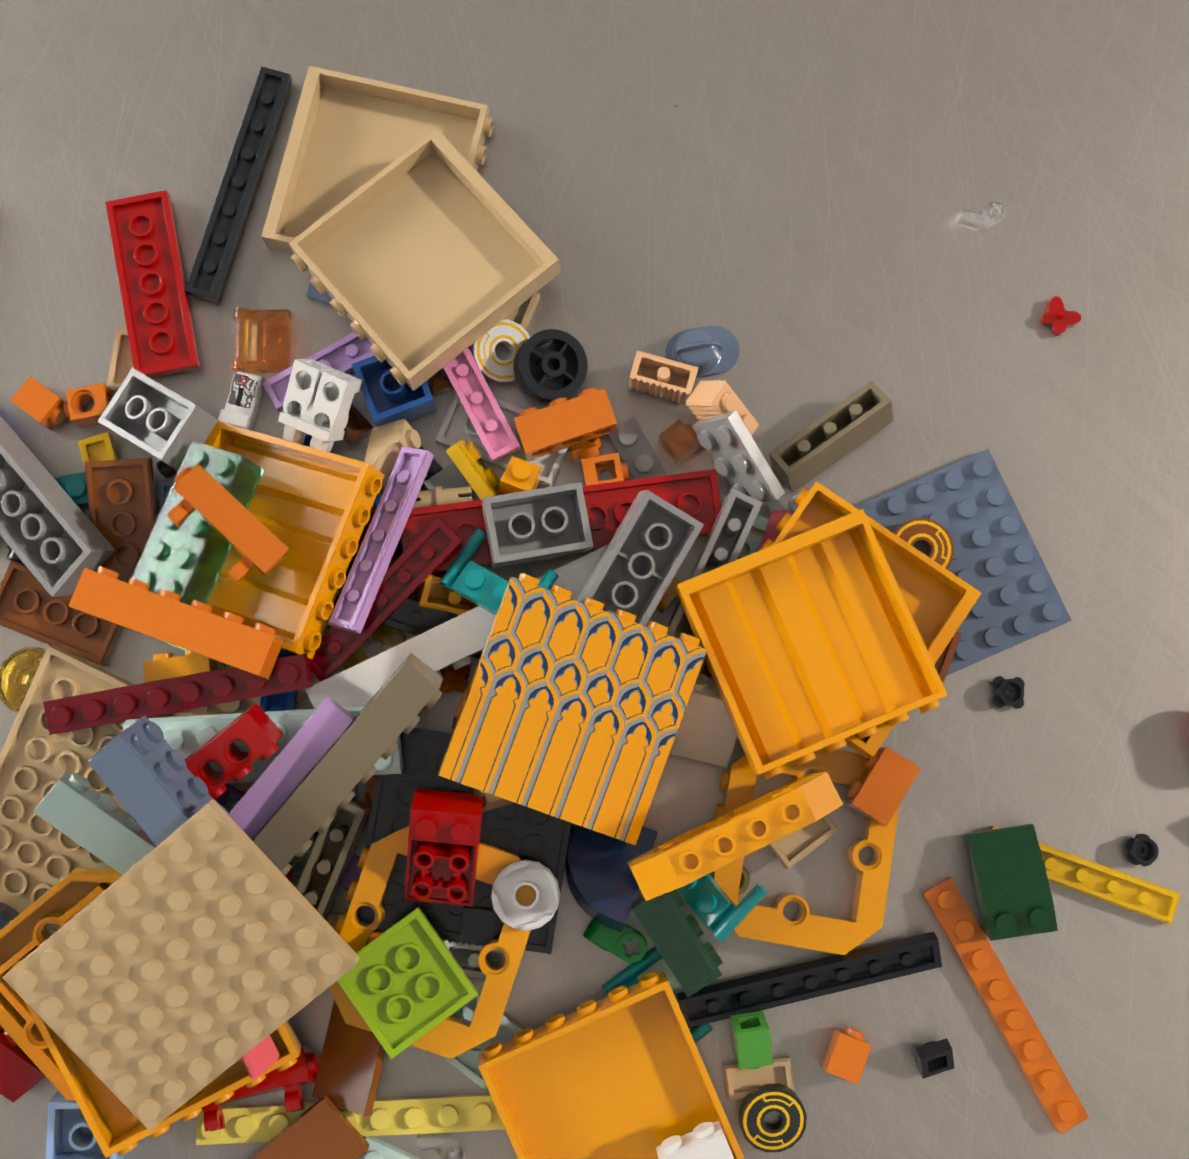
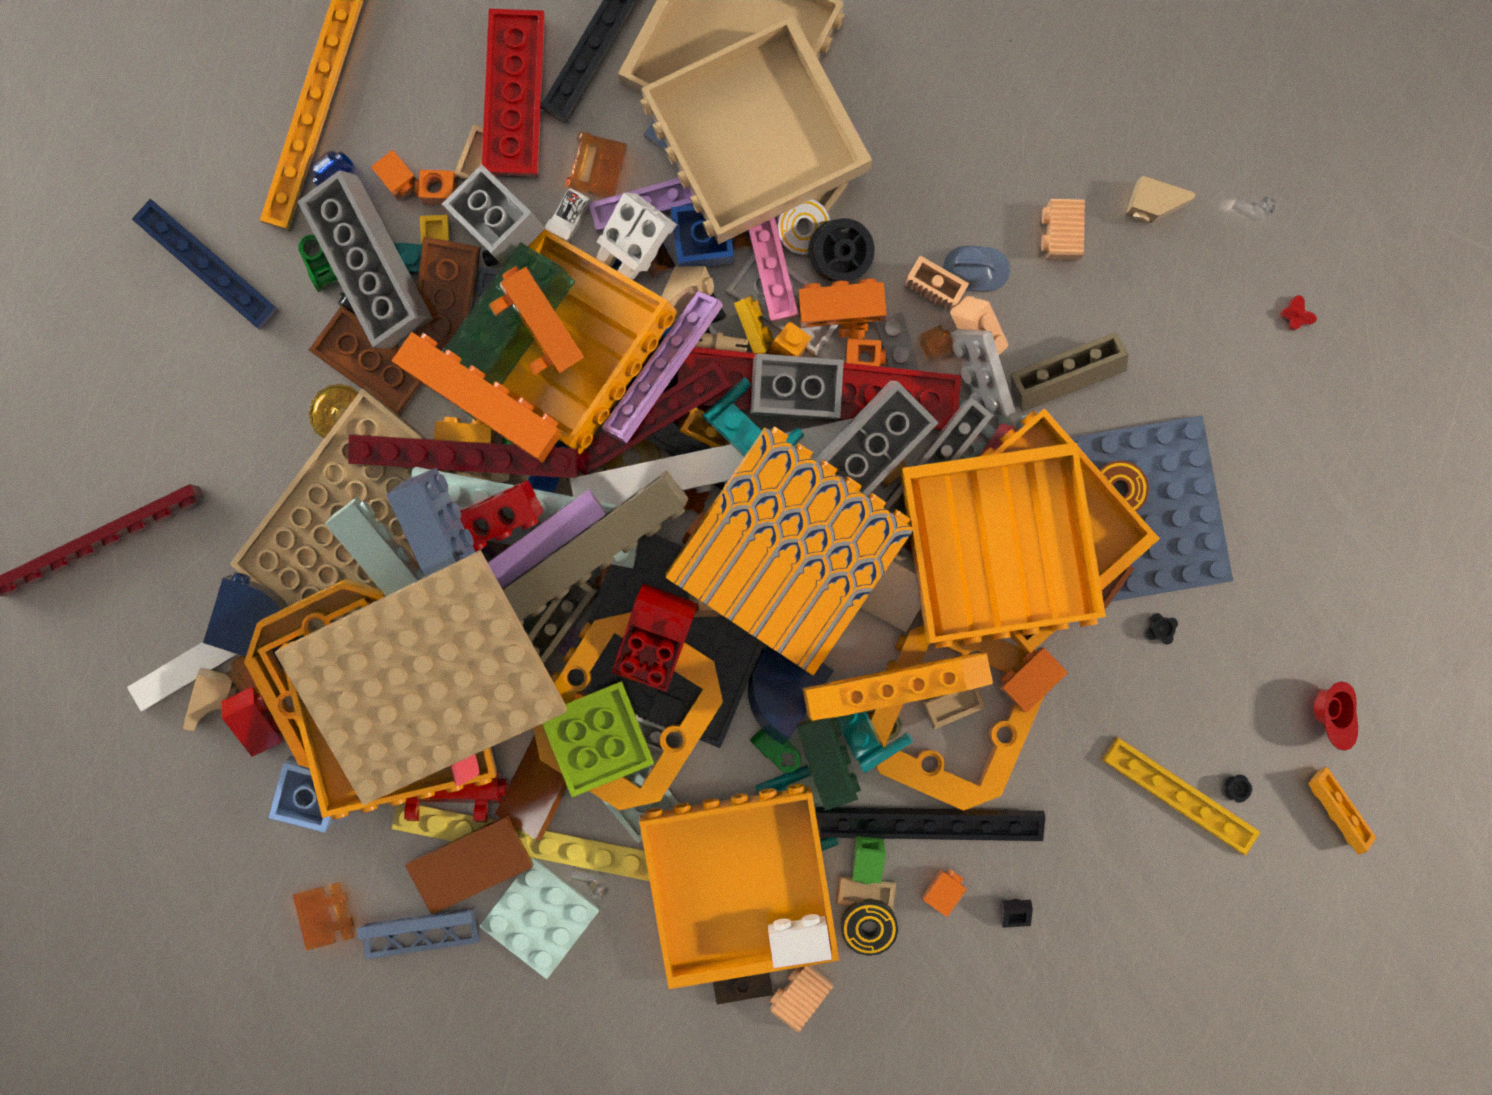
camera: 15 degrees right, 5 degrees up
(520, 915) = (712, 711): white tile -> none
(786, 287) = (1064, 229): none -> light nougat brick
(875, 232) = (1156, 199): none -> tan slope
(1005, 1005) = (1087, 885): orange plate -> none
(1011, 883) = (1119, 786): dark green slope -> none

